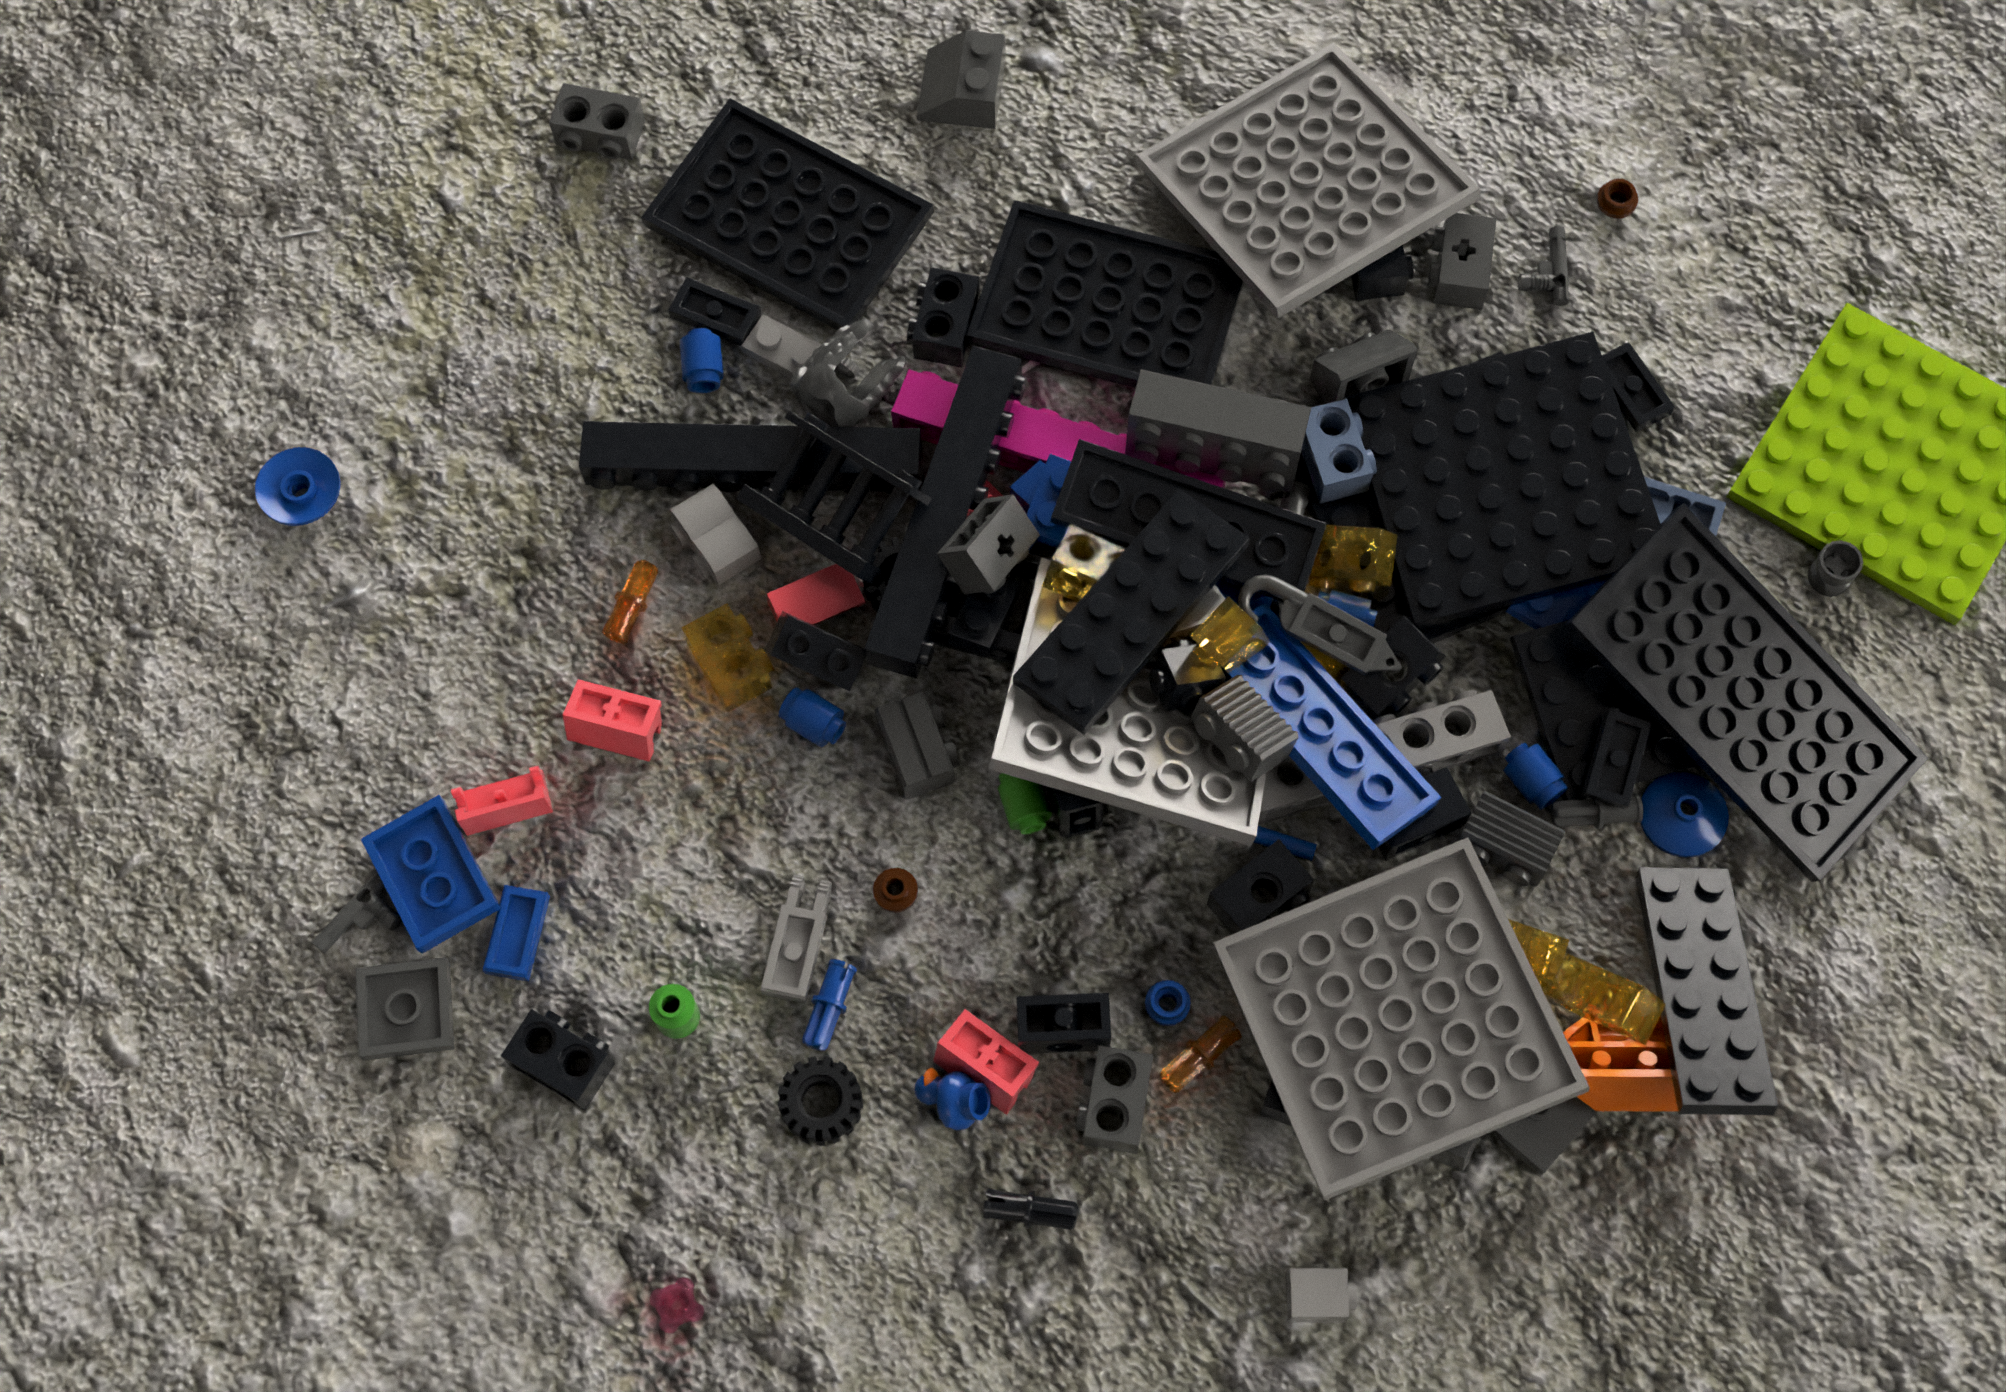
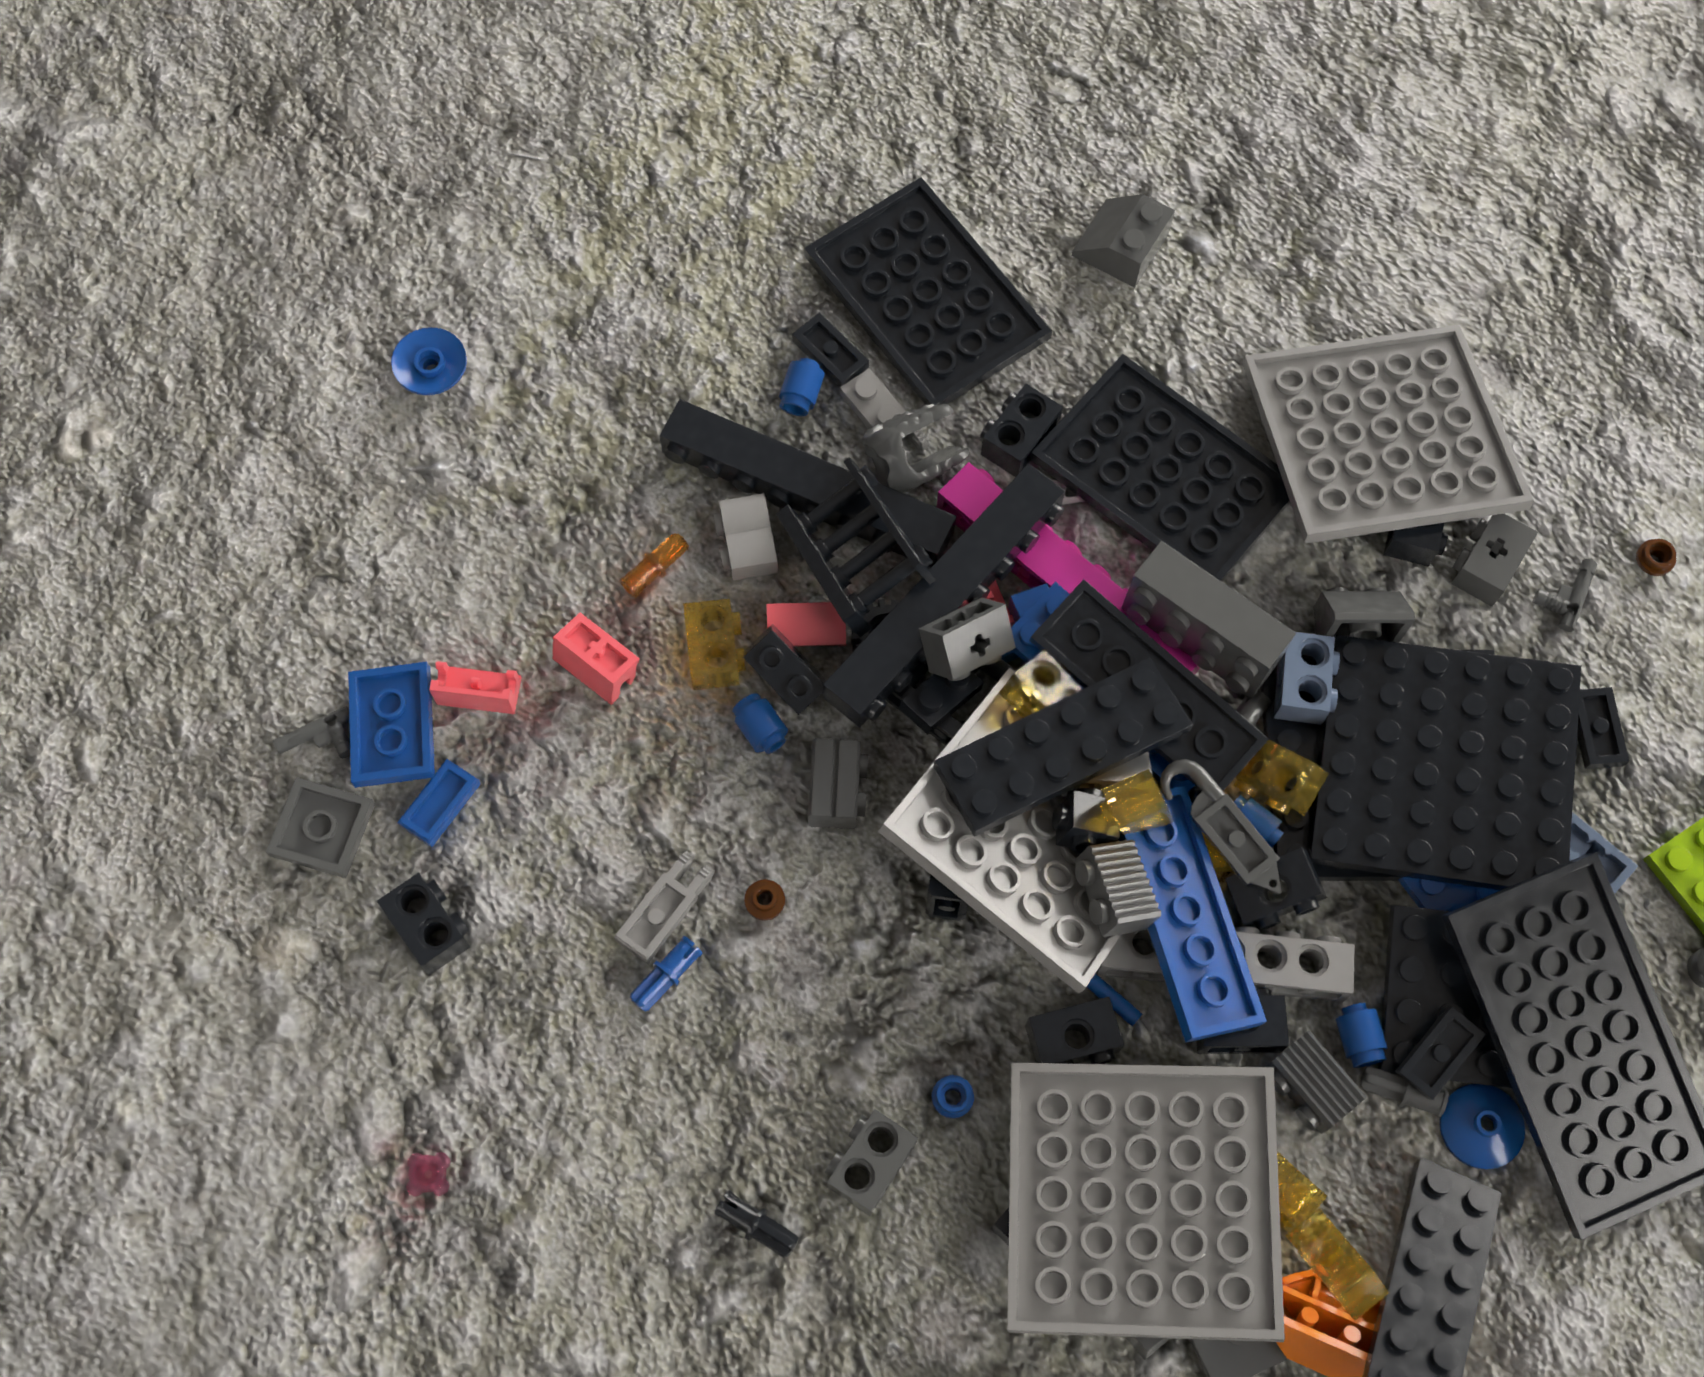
camera: 20 degrees right, 0 degrees up
(598, 115) = (806, 150): dark grey brick -> none
(679, 1023) = (543, 932): bright green brick -> none
(800, 1081) = (610, 1030): black tyre -> none
(957, 1097) = (736, 1100): blue animal -> none
(986, 1058) = (774, 1079): coral hinge -> none
(1023, 804) = (903, 876): bright green brick -> none
(1063, 1022) = (853, 1076): black brick -> none
(1199, 1054) = (960, 1154): clear orange axle -> none

